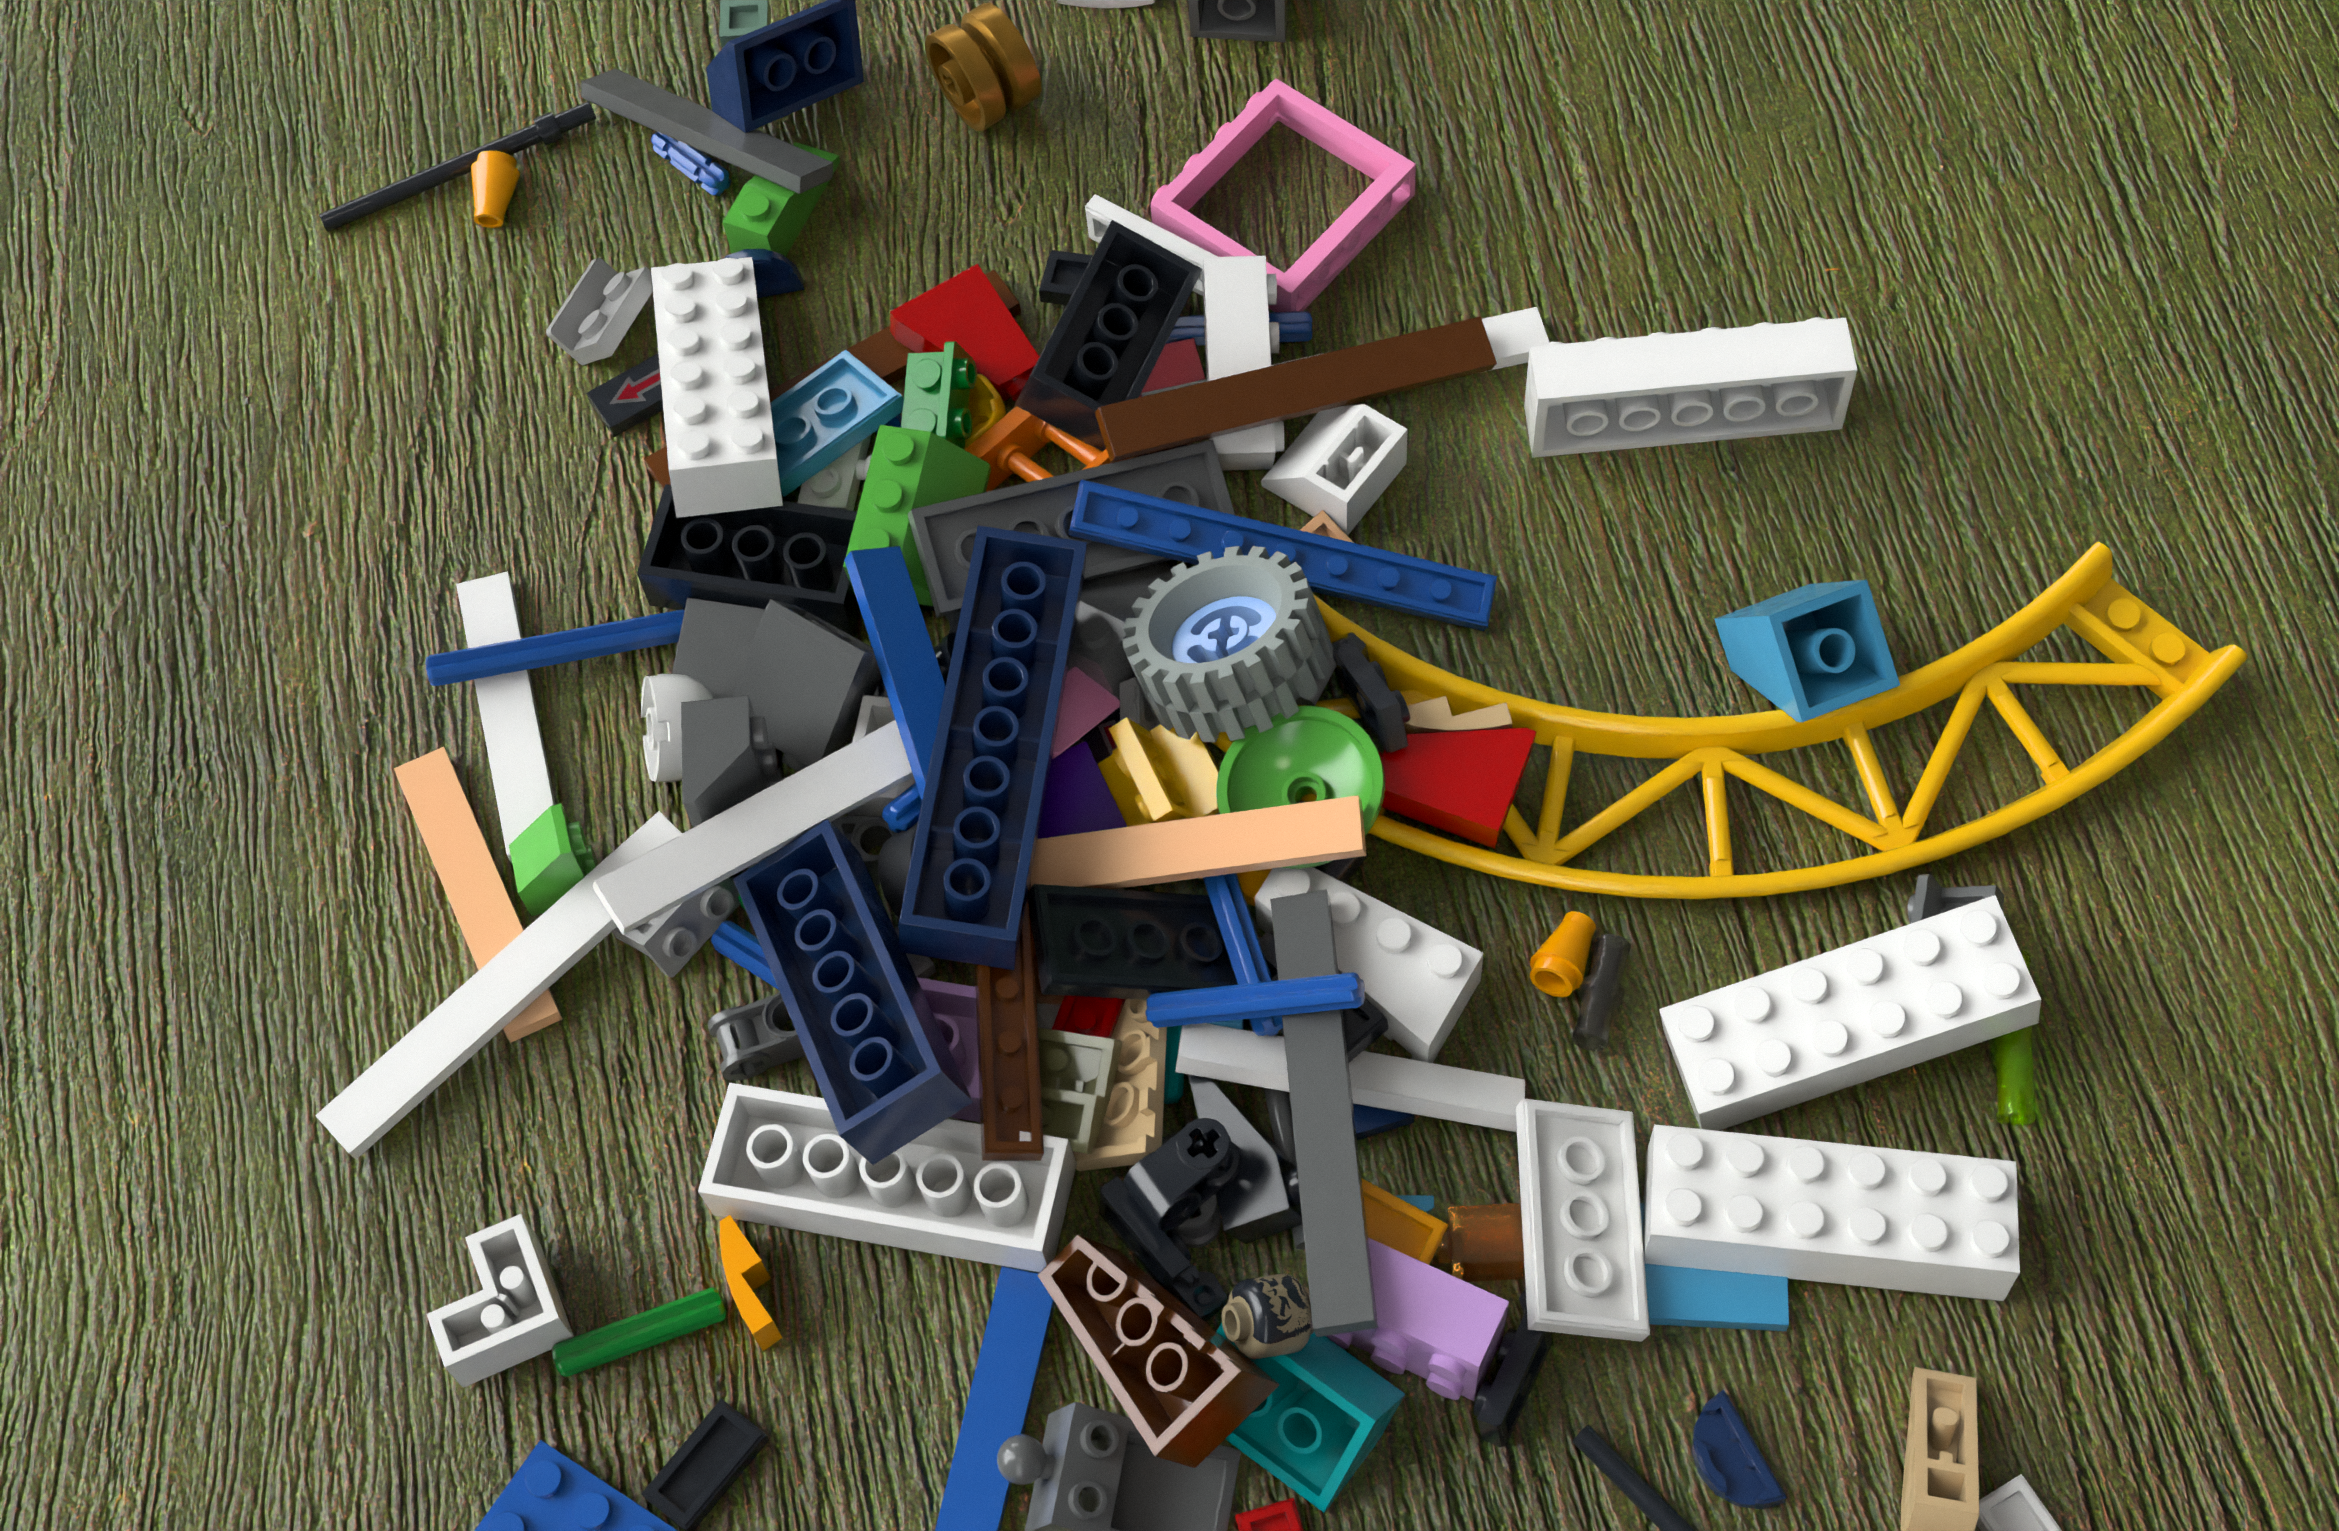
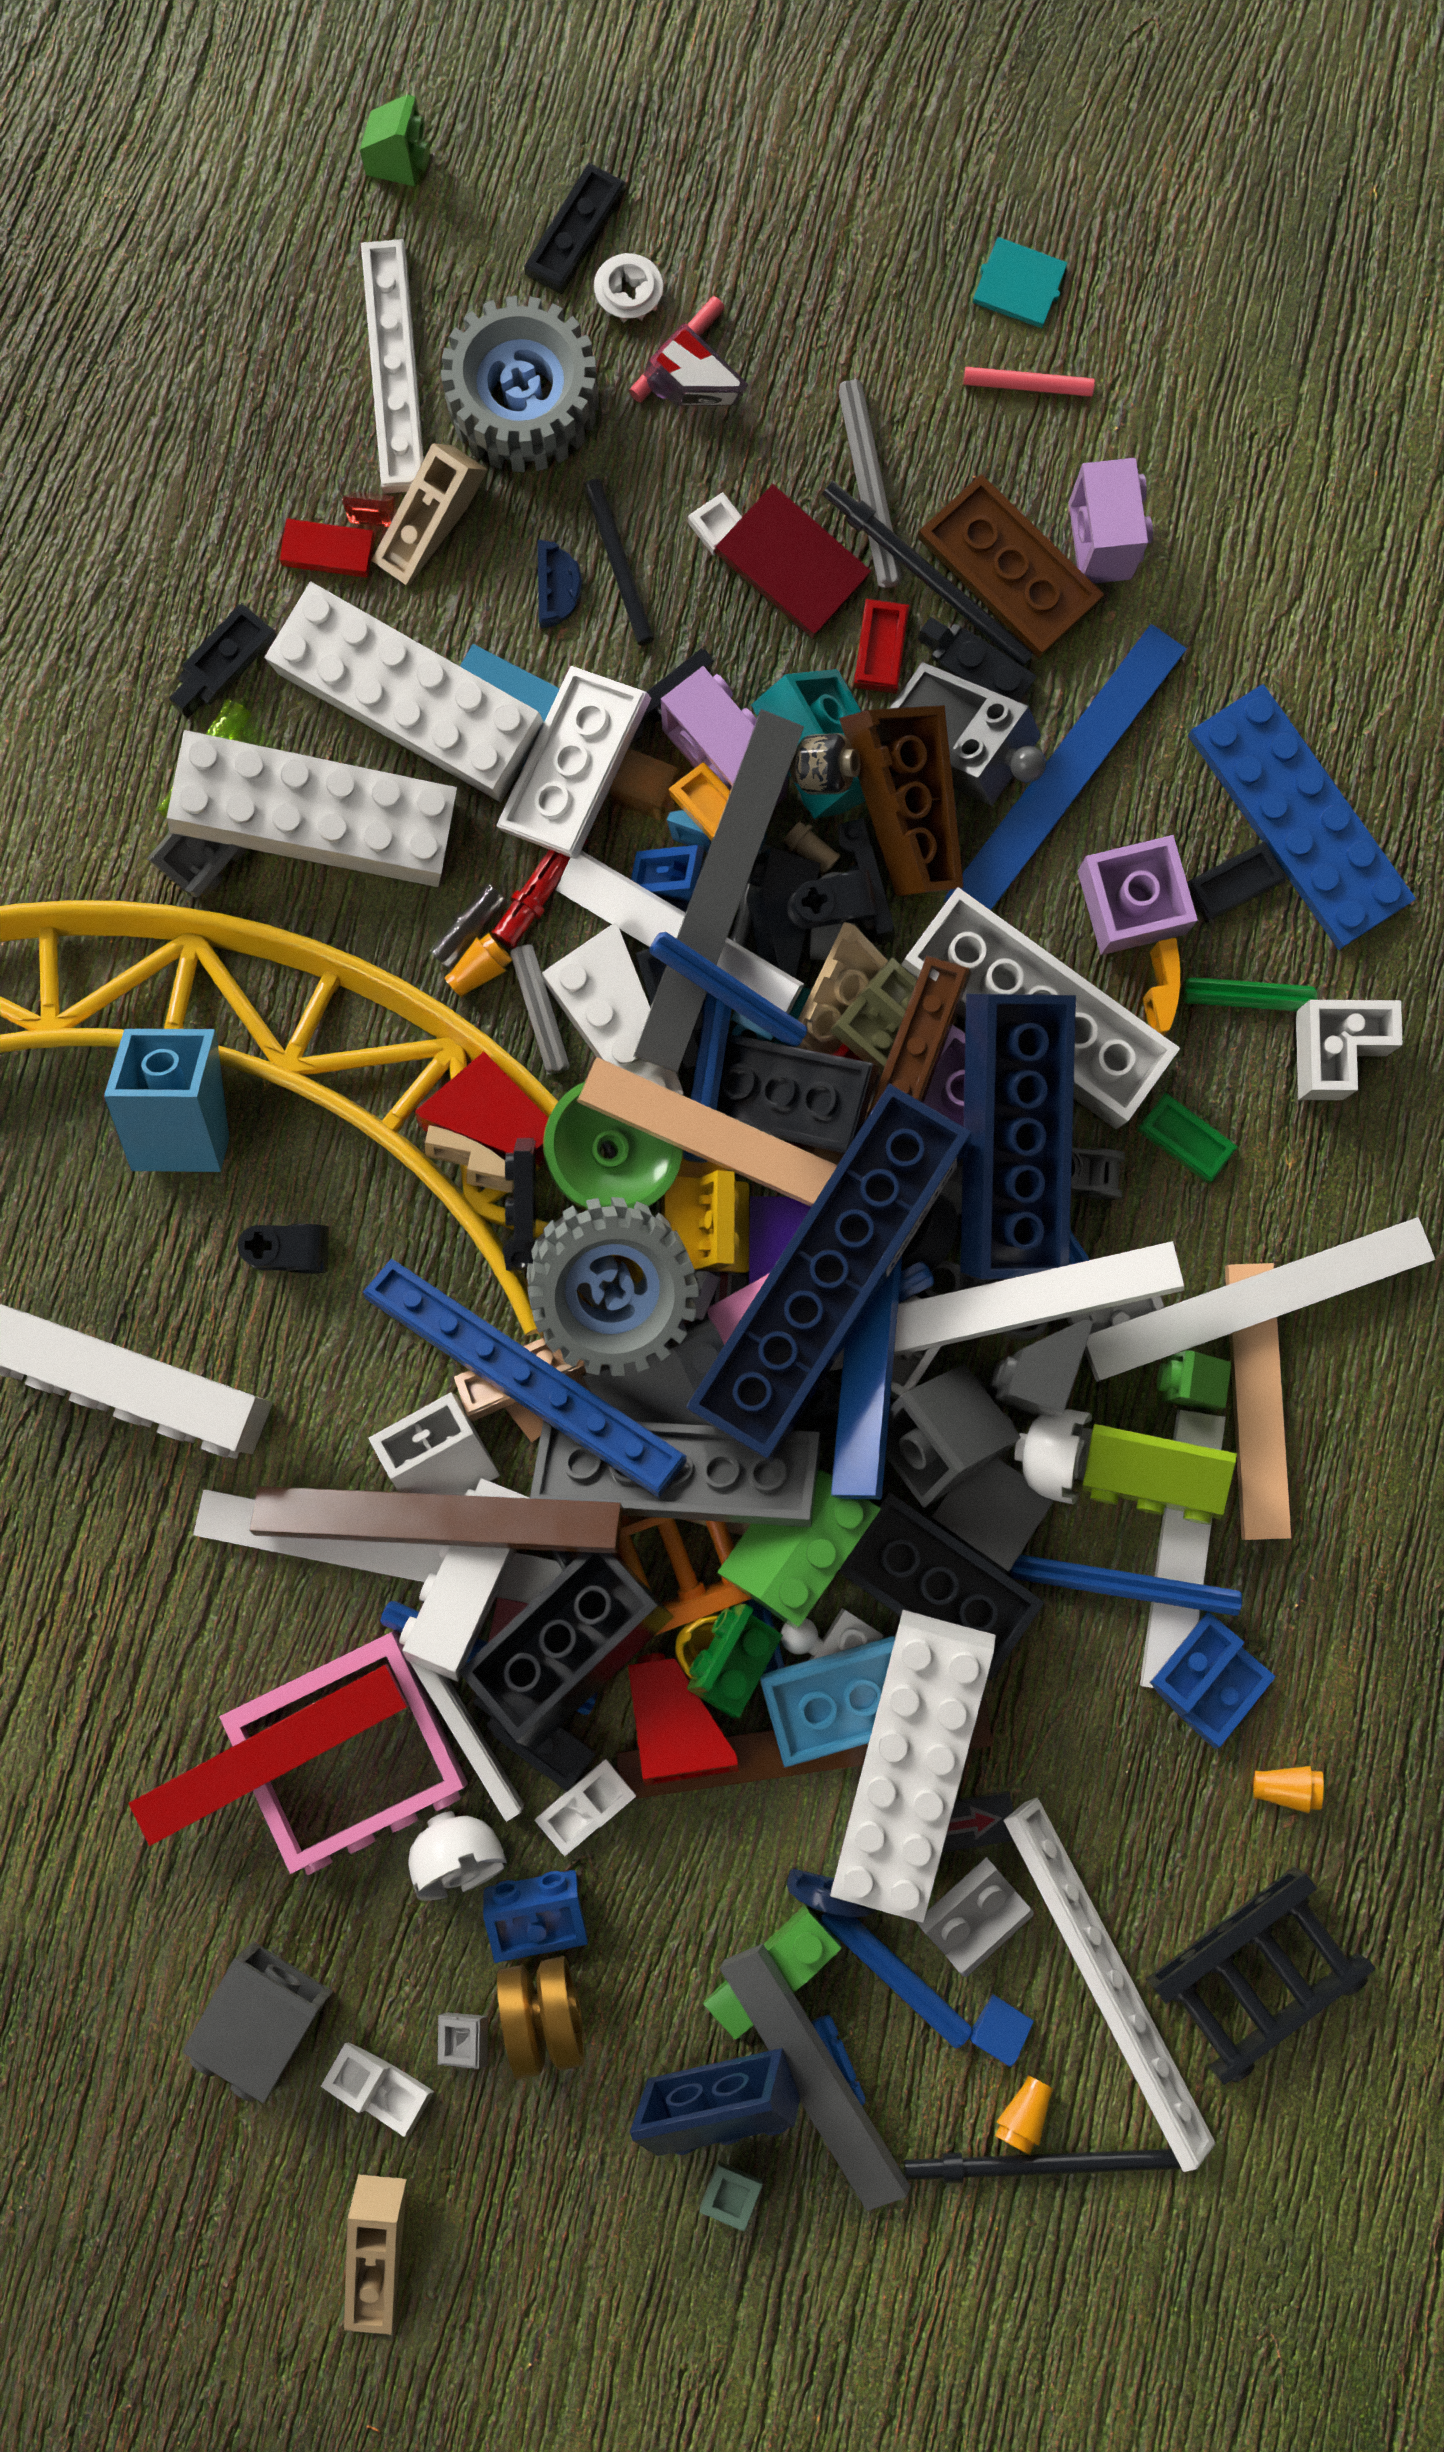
camera: 165 degrees left, 20 degrees up
(319, 418) = (1215, 1954): none -> black fence
(319, 545) = (1290, 1787): none -> light orange cone
(433, 599) = (1211, 1680): none -> blue slope
(454, 318) = (1110, 1984): none -> white tile
(542, 241) = (1001, 2030): none -> blue slope
(561, 754) = (1158, 1474): none -> lime slope
(644, 240) = (899, 1978): none -> blue axle
(655, 1134) = (1187, 1138): none -> green tile
(821, 1370) = (1137, 895): none -> lavender brick
(1023, 254) = (585, 1807): none -> white slope
(1034, 153) = (534, 1916): none -> blue bracket
(1050, 40) = (462, 2040): none -> light grey tile
(1132, 157) = (453, 1855): none -> white cylinder
(1244, 1260) = (810, 846): none -> tan pin
(1347, 151) = (268, 1754): none -> red tile
(1401, 1149) = (669, 871): none -> blue slope
(1497, 967) = (540, 1009): none -> light grey axle
(1547, 1043) = (530, 900): none -> red pin
(1599, 585) = (294, 1248): none -> black piece
(2021, 1443) = (369, 508): none -> clear red slope
(2038, 1366) = (327, 548): none -> red tile
(2072, 1166) = (221, 659): none -> black hinge

